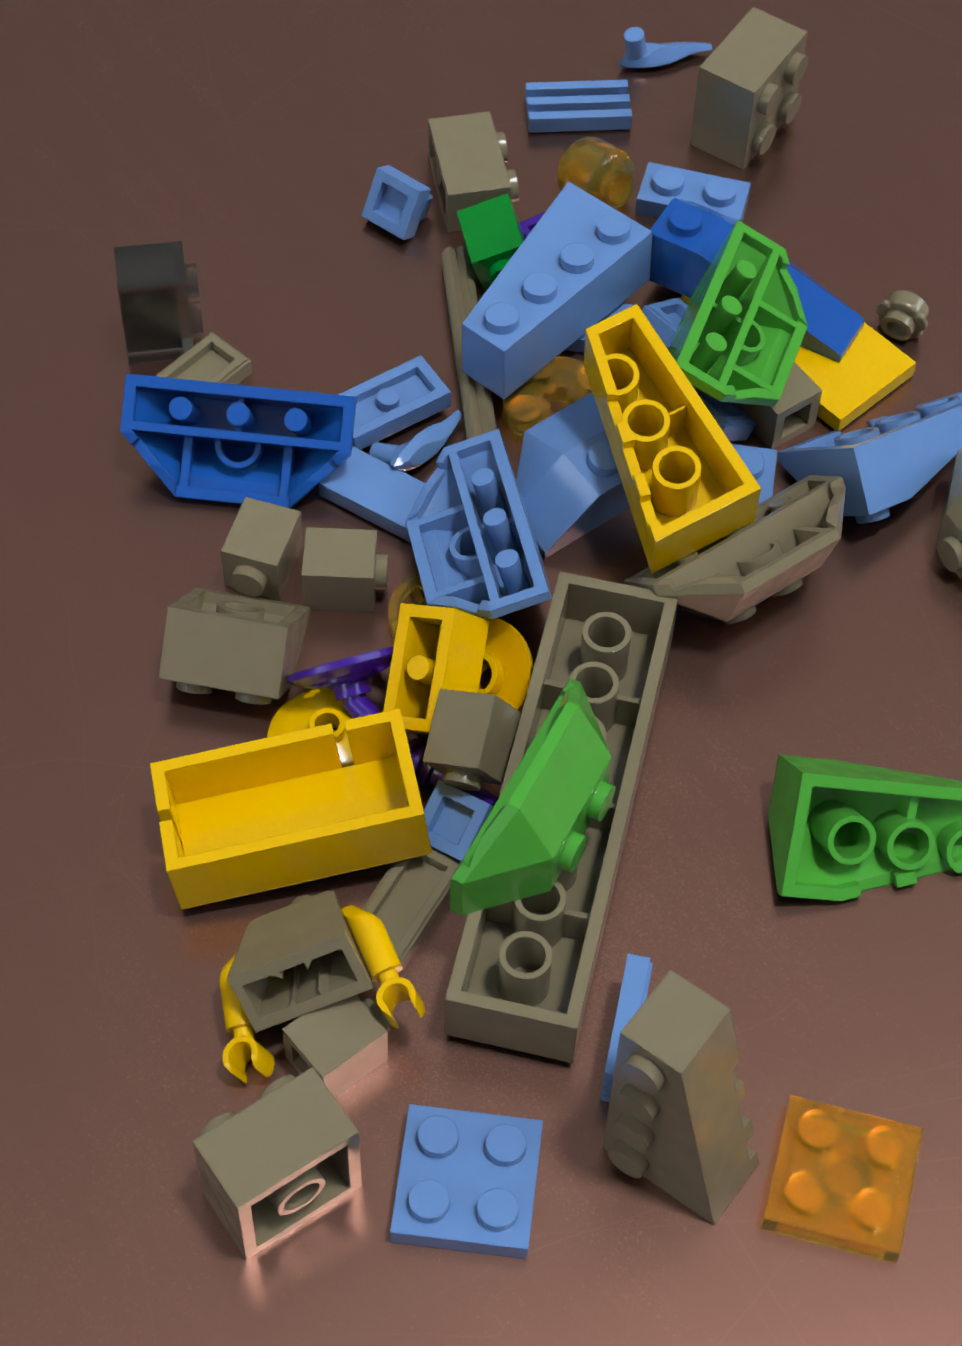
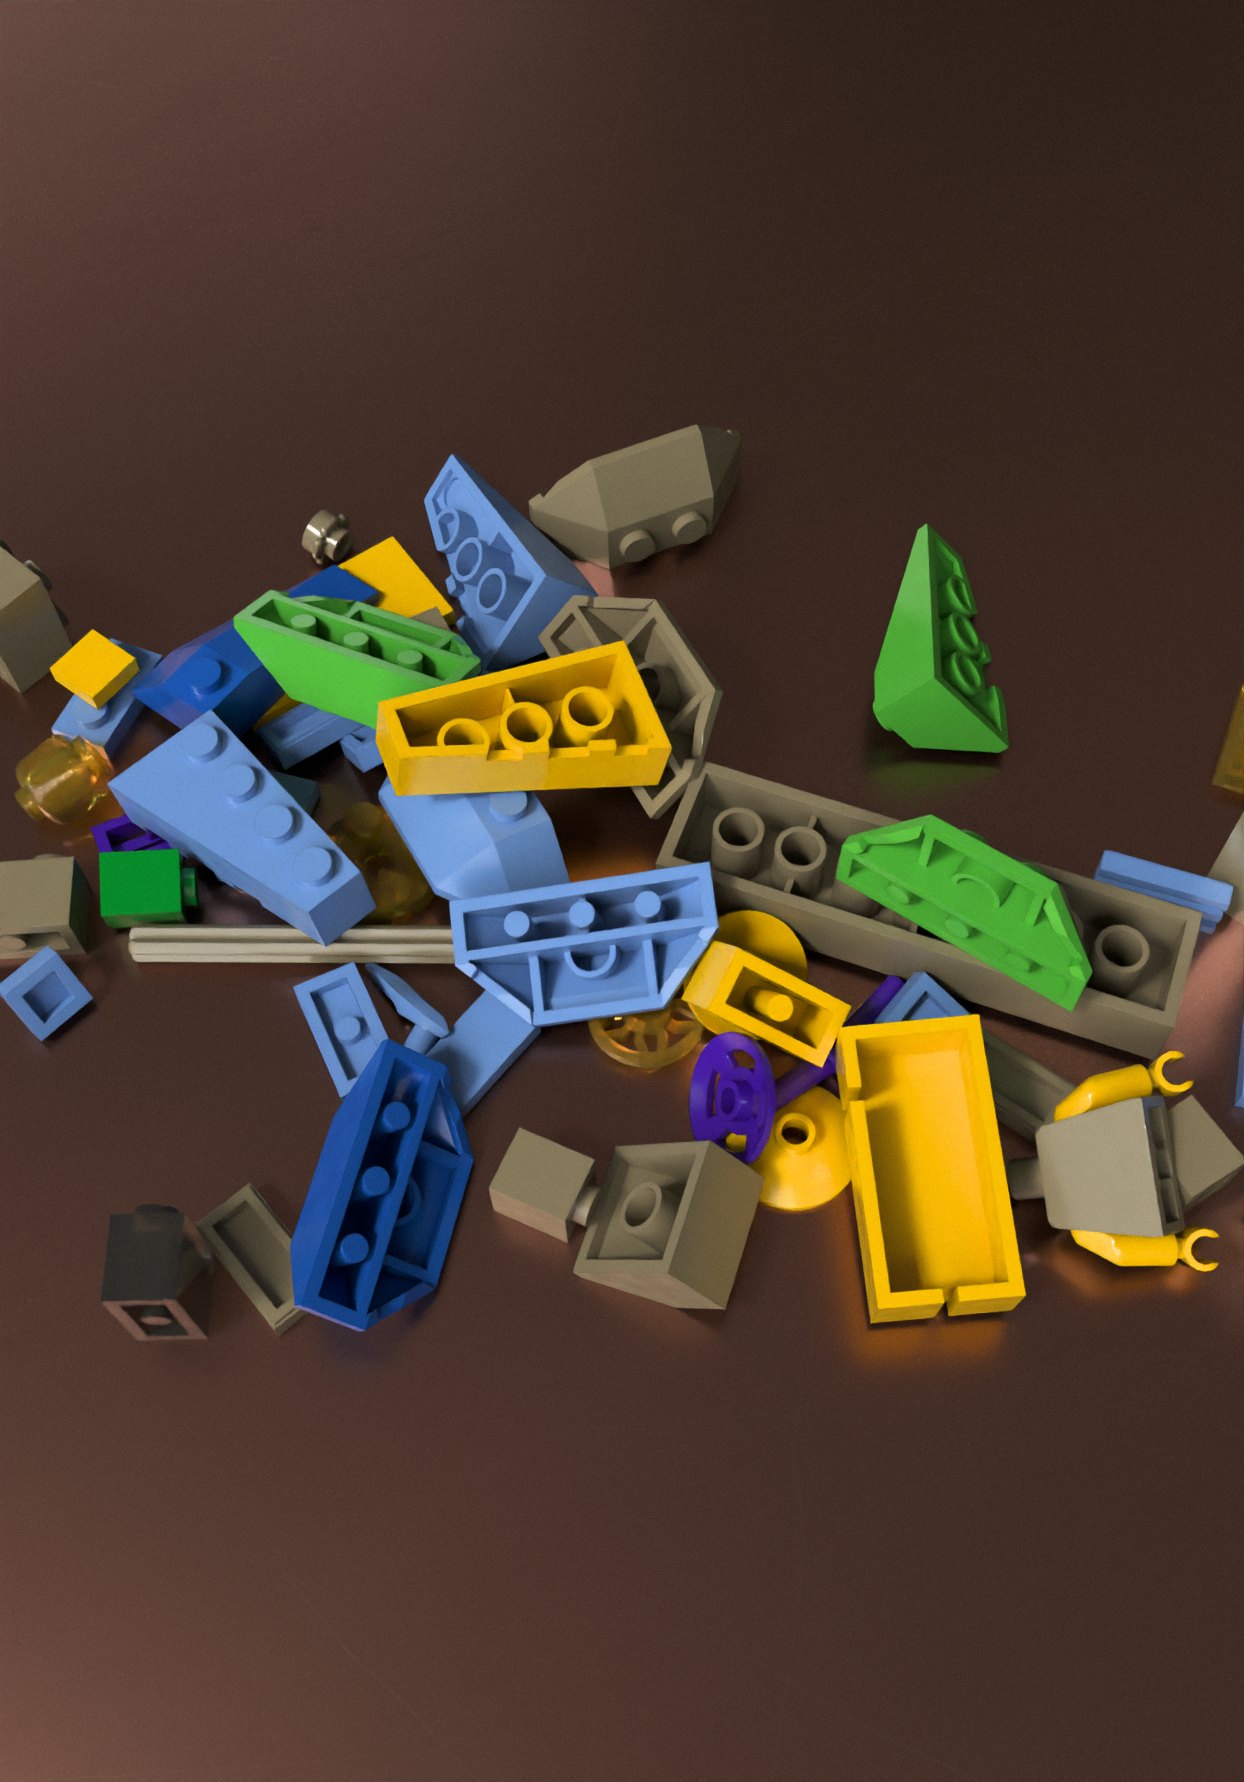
camera: 80 degrees left, 5 degrees up
(342, 569) = (585, 1100): dark tan brick -> none
(471, 738) = (860, 972): dark tan brick -> none
(703, 169) = (95, 669): none -> yellow tile

